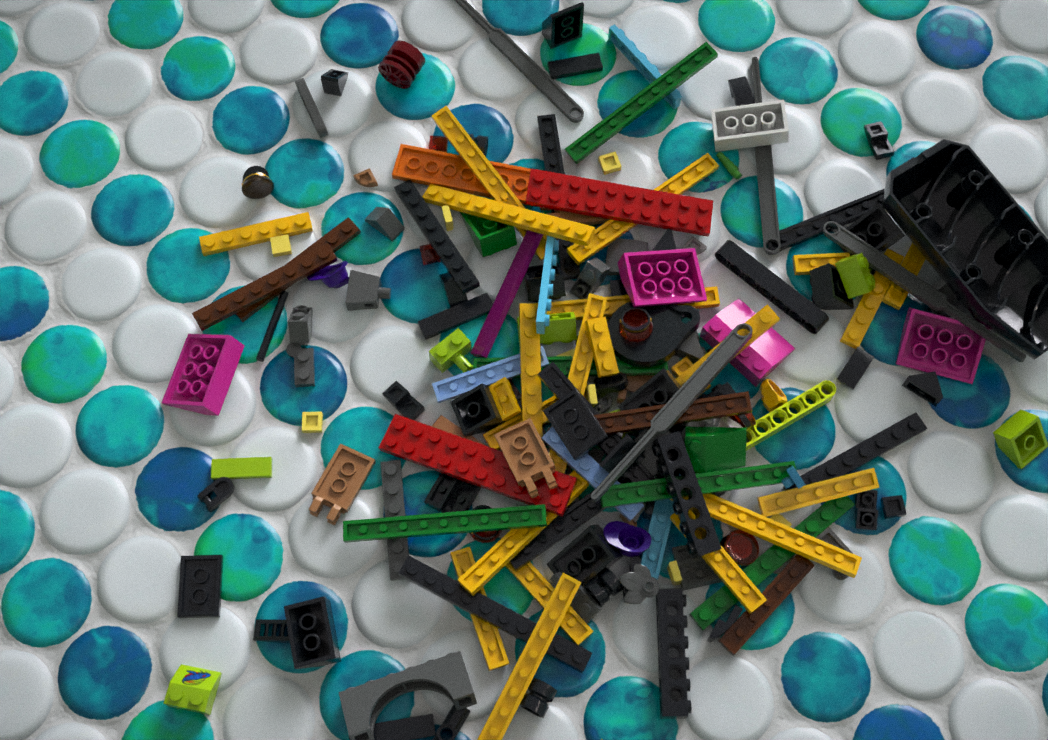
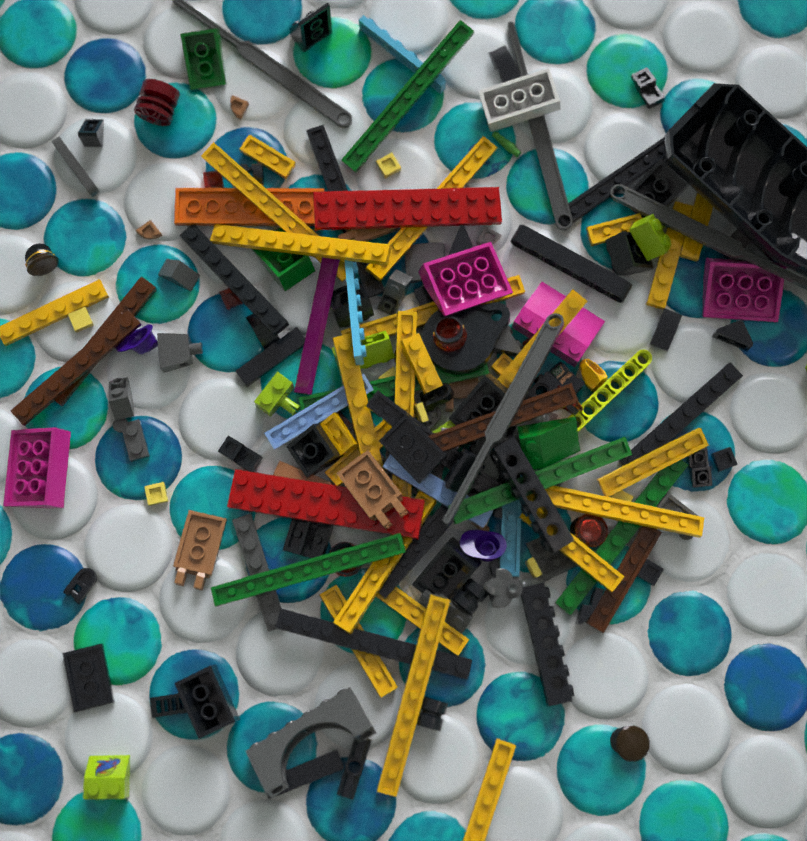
camera: 15 degrees left, 10 degrees up
(242, 468) = (99, 554): lime tile -> none
(272, 326) = (93, 404): black bar -> none
(447, 218) = (240, 257): light yellow tile -> none
(455, 35) = (204, 58): none -> green slope
(478, 84) = (238, 106): none -> medium nougat tile
(495, 132) = (267, 156): none -> yellow plate
(575, 66) = (332, 67): black tile -> none
(741, 385) = (566, 377): none -> black leg
(793, 478) = (627, 455): dark azure tile -> none
(795, 604) = (650, 572): none -> black plate

